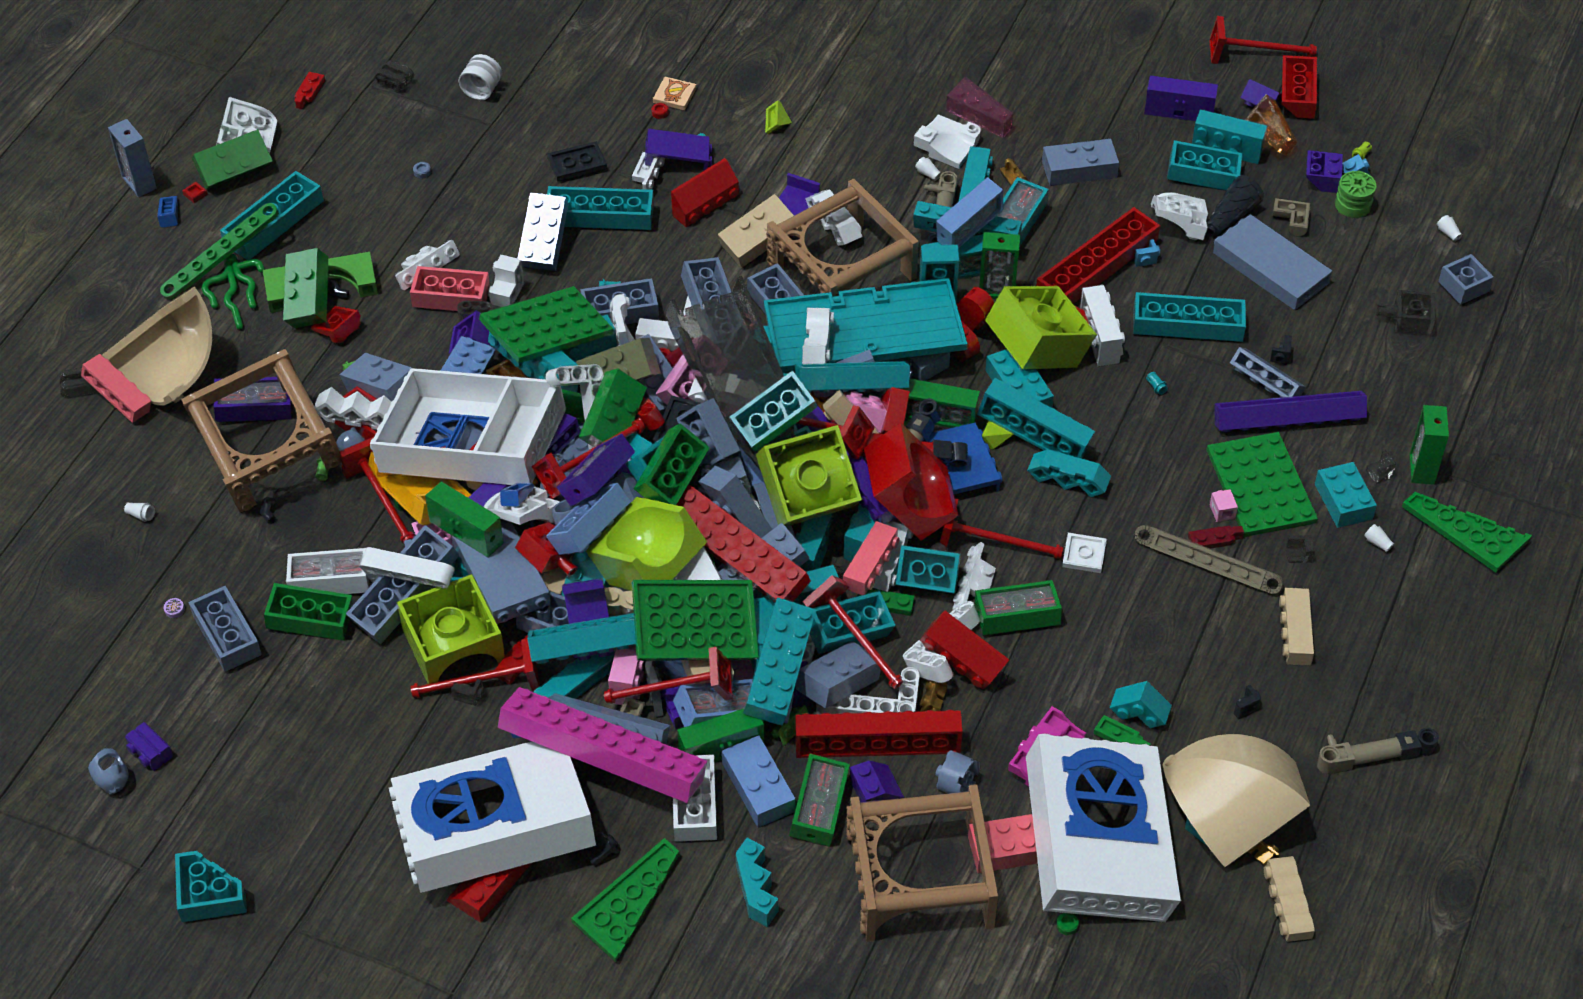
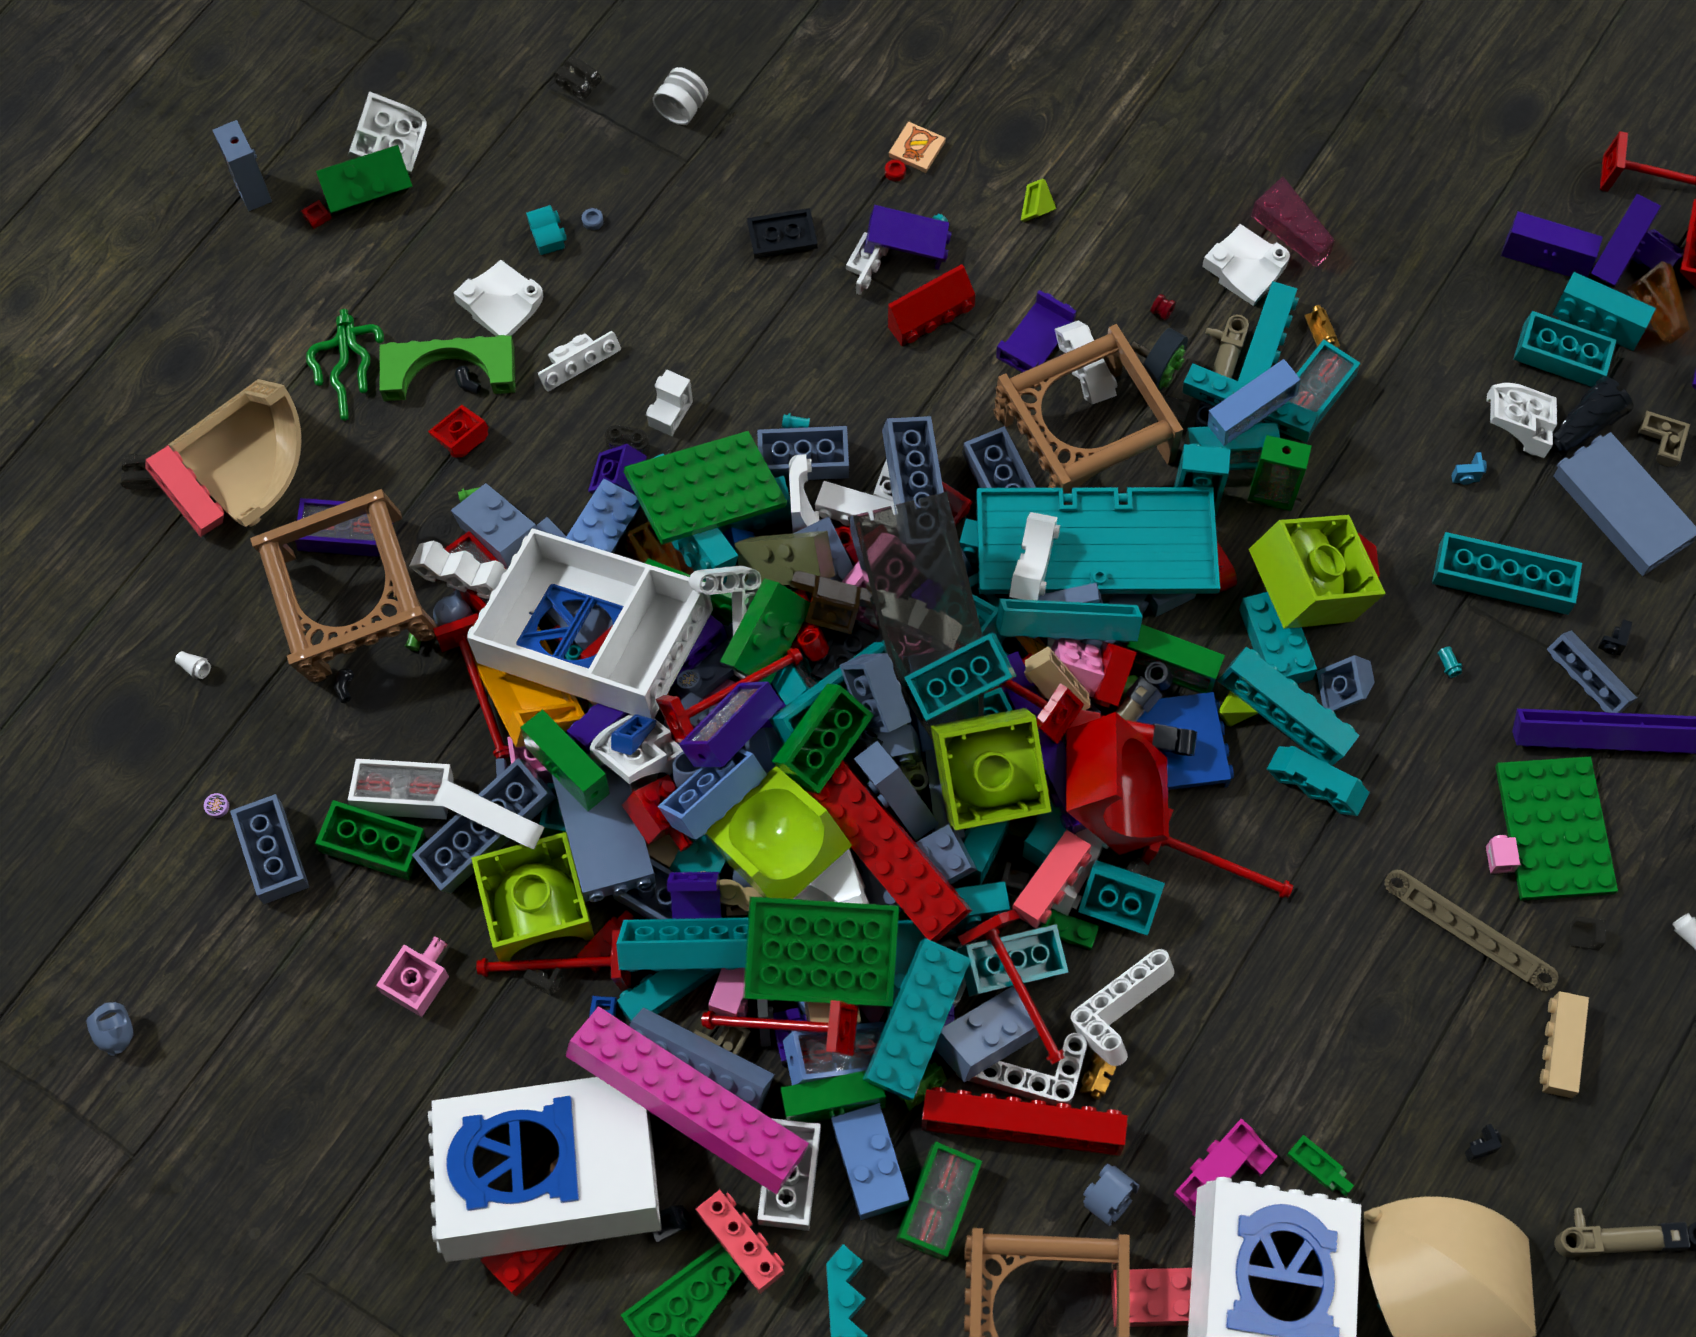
camera: 10 degrees right, 15 degrees up
(148, 746) = (161, 997): dark purple brick -> none
(168, 213) = (280, 239): blue slope -> none
(206, 889) = (200, 1206): teal brick -> none
(219, 251) = (331, 311): green plate -> none
(293, 199) = (402, 265): teal brick -> none
(305, 288) = (426, 381): brick -> none
(308, 89) = (471, 81): red hinge -> none
(355, 230) = (500, 299): none -> white slope
(360, 703) = (411, 966): none -> bright pink brick
(385, 180) = (545, 229): none -> teal brick
(447, 287) = (599, 401): coral brick -> none
(543, 231) = (724, 338): brick -> none
(607, 207) = (799, 308): teal brick -> none
(662, 847) = (740, 1241): none -> coral brick
(663, 385) = (832, 601): none -> dark brown plate
(747, 235) = (975, 376): tan brick -> none
(874, 782) = (1010, 1188): dark purple slope -> none
(888, 175) = (1163, 307): none -> dark red wheel
(896, 200) = (1164, 357): none -> black wheel
(927, 168) = (1214, 303): white cone -> none
(964, 650) = (1144, 1025): red slope -> none
(975, 308) = (1238, 529): red brick -> none
(976, 575) = (1178, 912): white bracket -> none
(1018, 607) = (1223, 966): green brick -> none
(1078, 402) = (1345, 682): none -> sand blue slope
(1080, 162) = (1408, 321): sand blue brick -> none
(1084, 552) = (1318, 894): white tile -> none
(1101, 317) = (1395, 571): white brick -> none
(1102, 254) = (1408, 468): red brick -> none
(1141, 701) = (1351, 1129): teal brick -> none
(1216, 536) = (1484, 897): dark red hinge -> none
(1236, 82) = (1626, 240): none -> dark purple brick
(1345, 494) = (1659, 863): teal brick -> none

